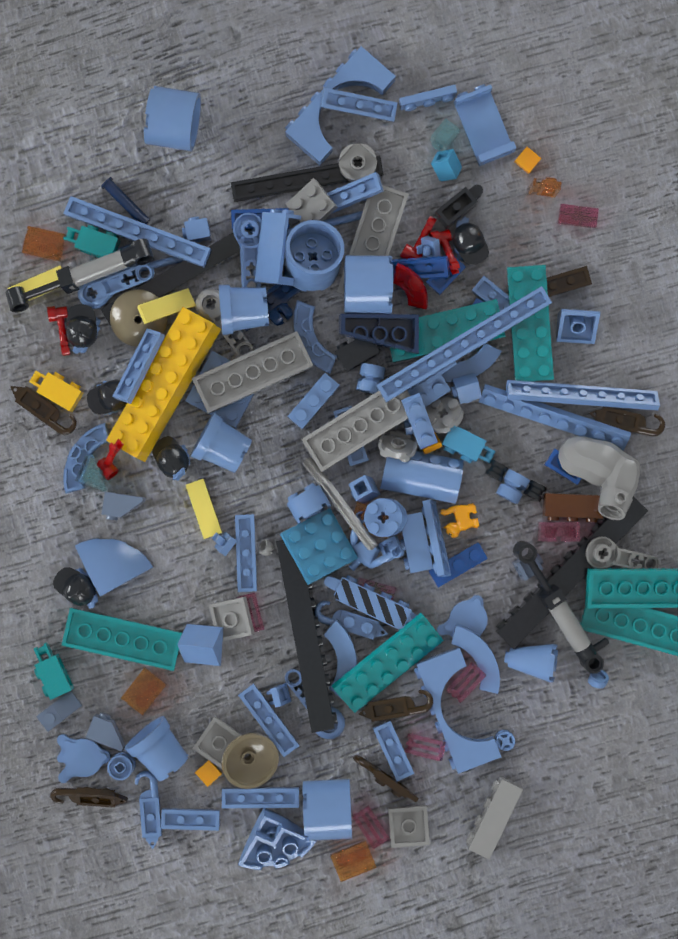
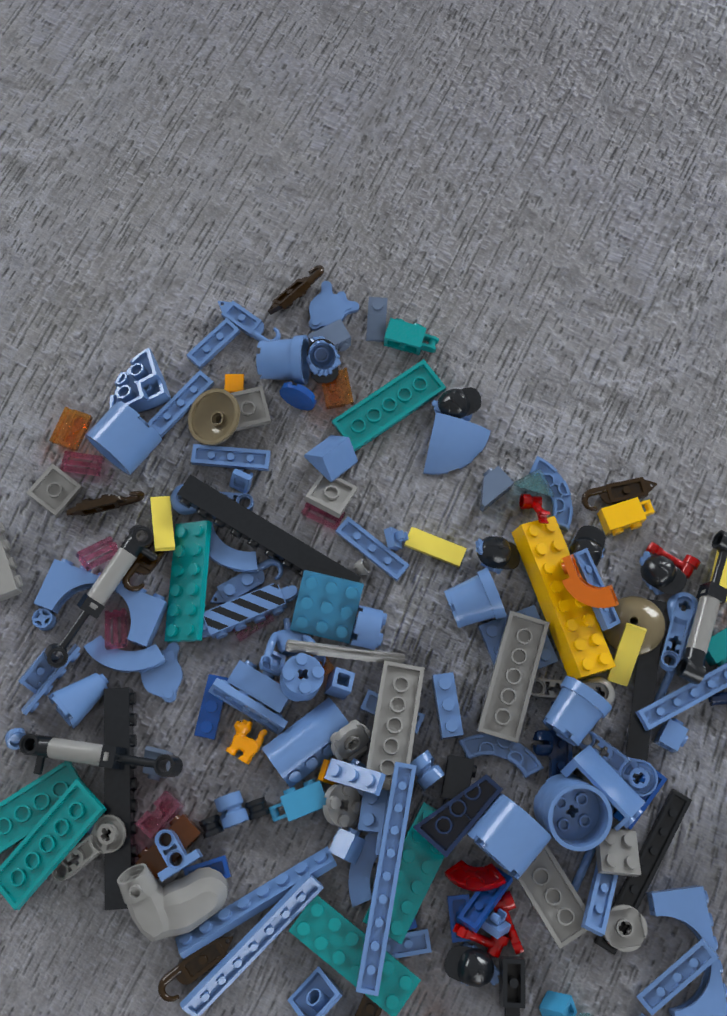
camera: 130 degrees right, 15 degrees down
(121, 765) = (296, 324): medium blue wheel -> none
(131, 720) = (323, 360): none -> medium blue hair
(150, 371) = (584, 592): none -> orange arch
(178, 712) = (298, 396): none -> blue tile
(363, 722) = (162, 523): none -> light yellow tile
(393, 750) = (113, 525): medium blue plate -> none
(463, 713) = (94, 600): none -> piece
(540, 702) = (41, 676): none -> medium blue bracket
(569, 499) = (168, 851): none -> medium blue tile

